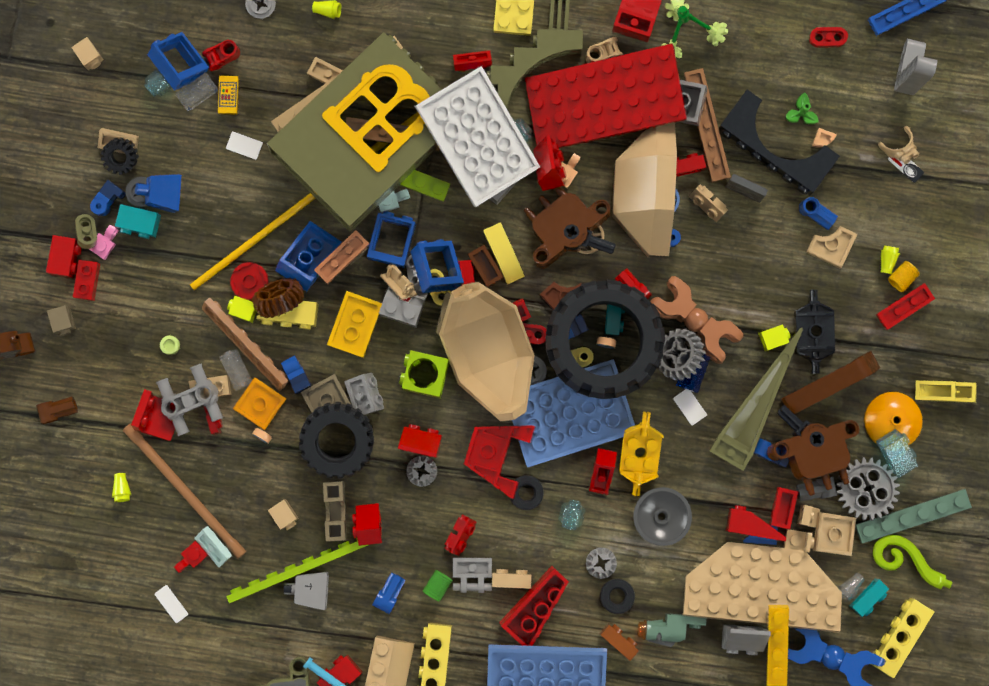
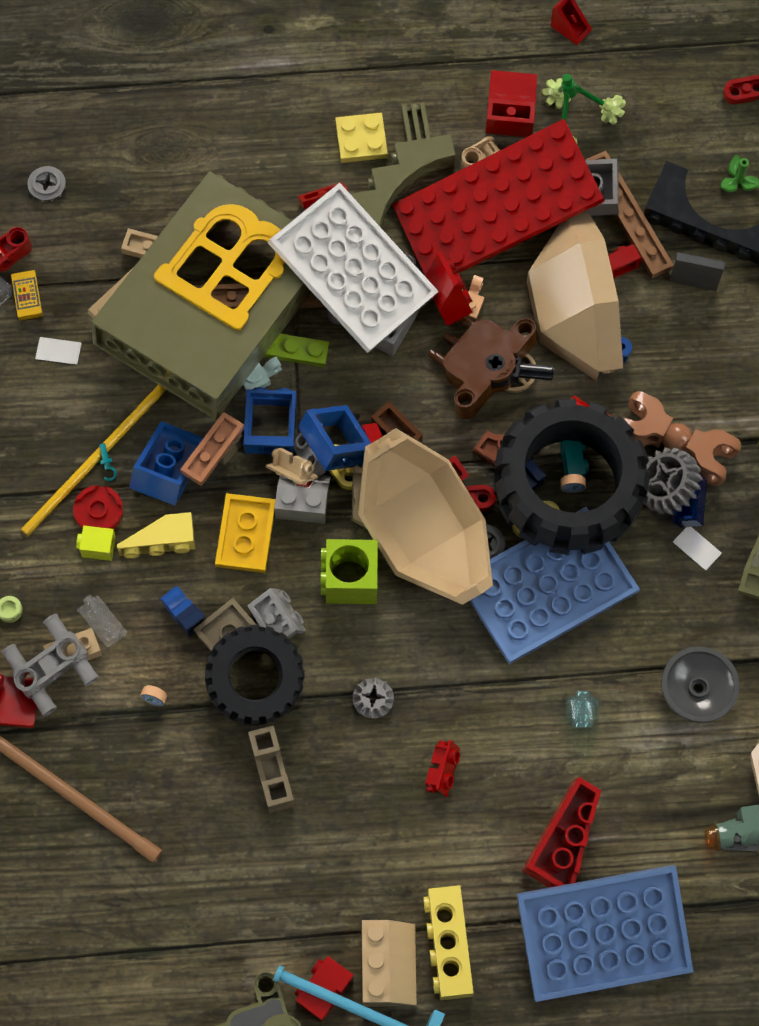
camera: 15 degrees left, 15 degrees down
(171, 604) = (74, 944): white sticker -> none
(192, 556) = (91, 872): red plate -> none
(213, 426) = (88, 693): red plate -> none
(213, 546) = (117, 852): light aqua plate -> none
(241, 340) = (108, 586): medium nougat plate -> none
(259, 403) = (141, 656): light orange tile -> none
(262, 244) = (106, 461): none -> teal hand
(278, 297) = (140, 515): reddish brown gear -> none
(283, 515) = (203, 790): tan brick -> none
(292, 570) = (231, 861): lime plate -> none
(310, 590) = (259, 881): light grey torso -> none
(327, 8) = (132, 172): neon yellow cone -> none
(368, 524) = (318, 775): red brick -> none
(388, 595) = (365, 868): blue piece -> none
(420, 441) = (363, 659): red slope -> none
(437, 585) = (428, 838): bright green piece -> none
(472, 568) = (467, 807): light grey plate -> none
(489, 450) = (455, 653): red wing -> none
(503, 253) = (415, 407): light yellow slope -> none
(511, 580) = (525, 810): tan piece -> none
(538, 493) = (516, 711): black tyre -> none
(603, 471) = (608, 647): red slope -> none
(604, 554) = (635, 776): light grey gear -> none
(617, 584) = (664, 818): black tyre -> none
(624, 646) = (692, 863): dark orange piece -> none
(642, 468) = (657, 592): yellow plate -> none
(714, 209) = (650, 301): tan hinge -> none

